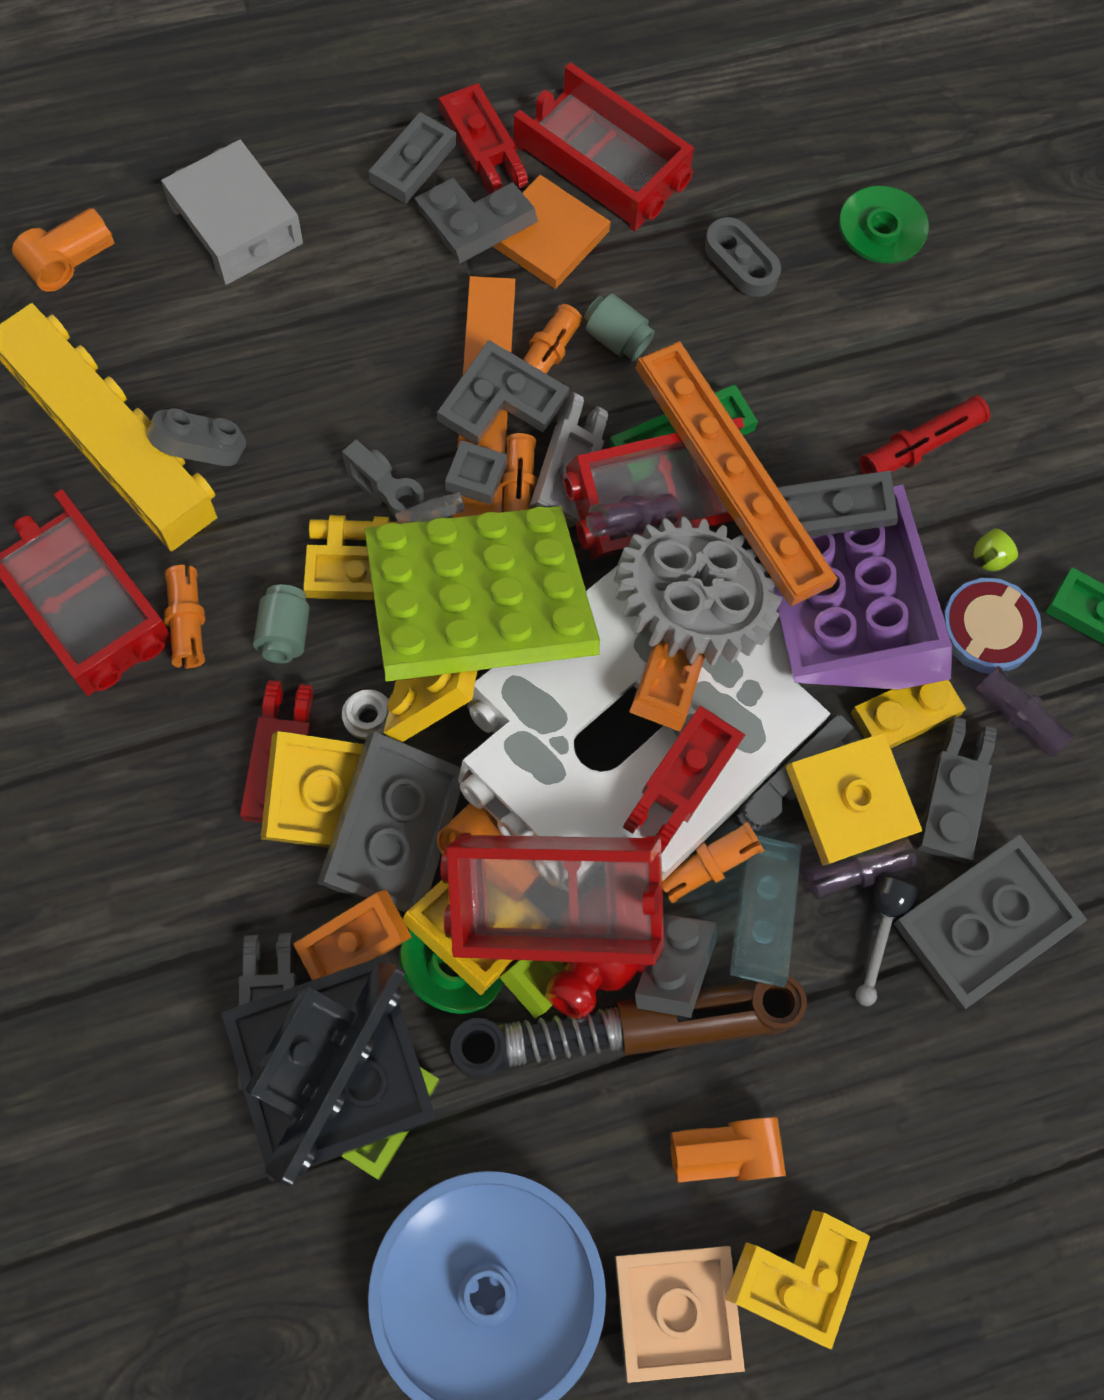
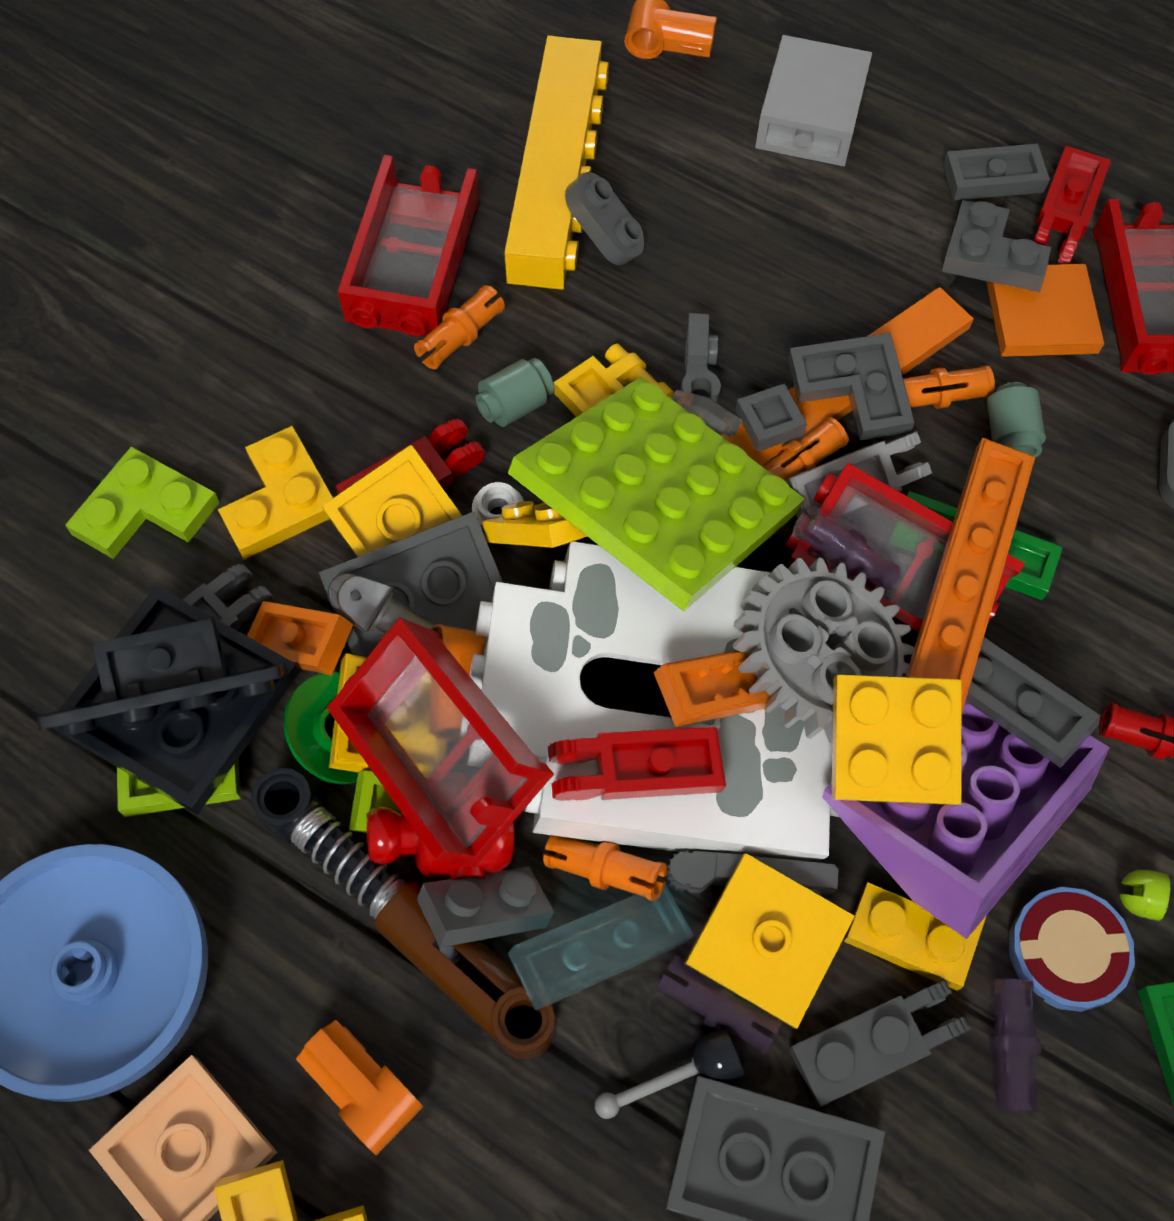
camera: 55 degrees right, 5 degrees down
(96, 975) = (139, 491): none -> lime plate
(218, 863) = (286, 504): none -> yellow plate
(390, 863) = (369, 604): none -> flat silver piece
(806, 603) = (896, 739): none -> yellow plate

